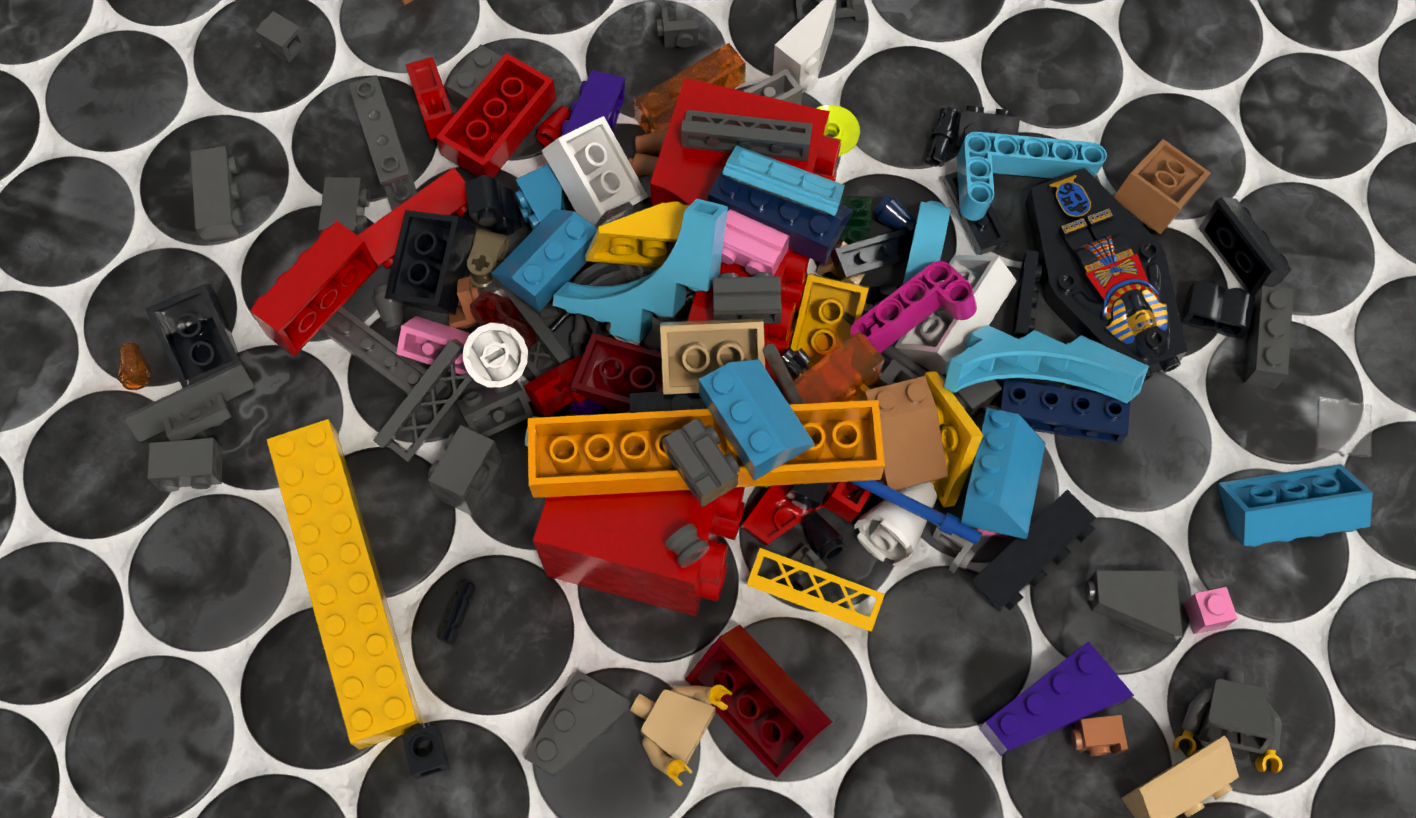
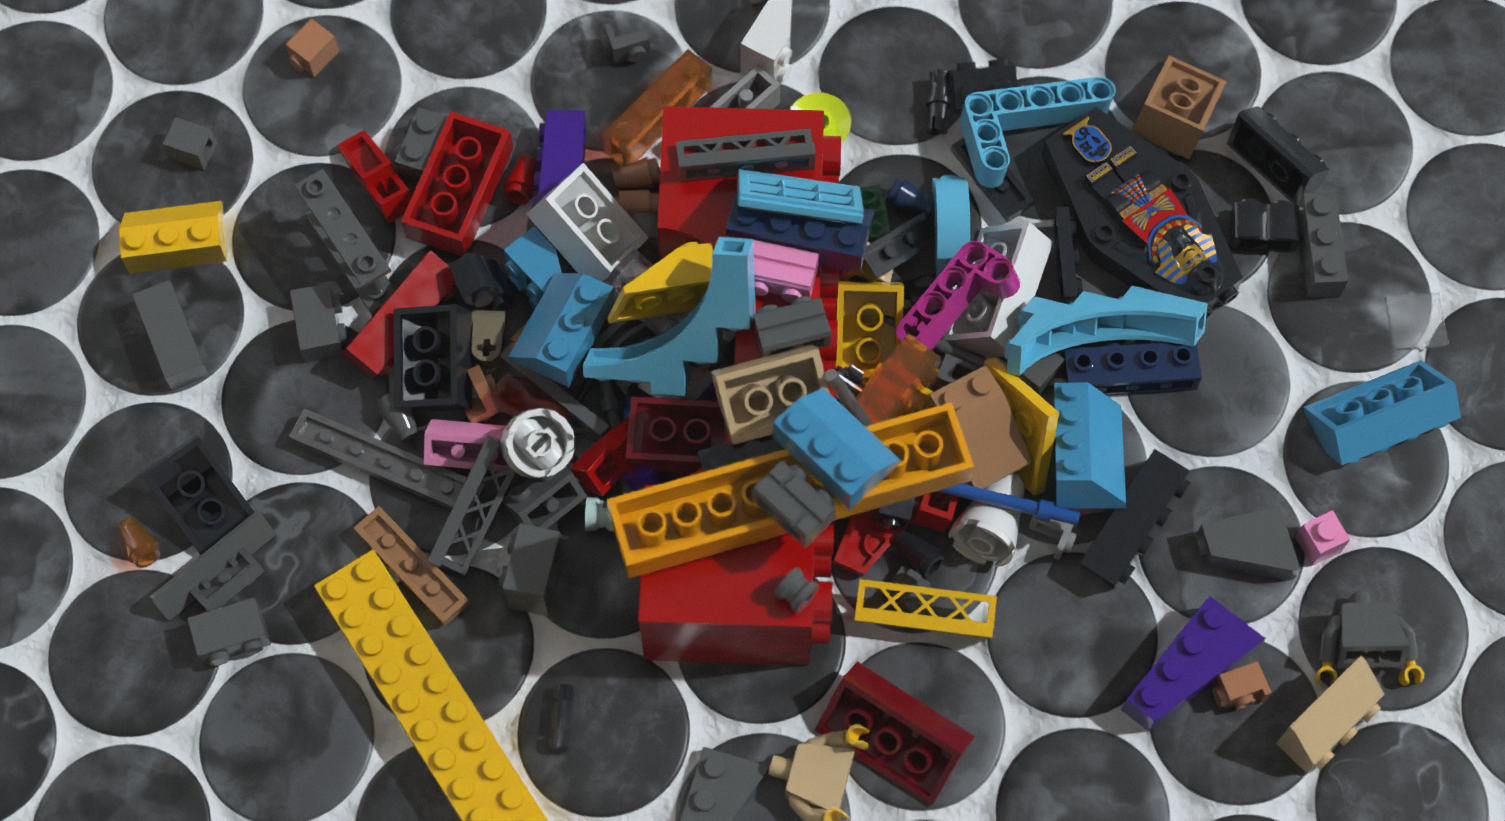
camera: 15 degrees left, 0 degrees up
(242, 113) = (173, 237): none -> yellow slope
(314, 288) = (319, 414): red brick -> none
(358, 437) = (411, 566): none -> medium nougat plate

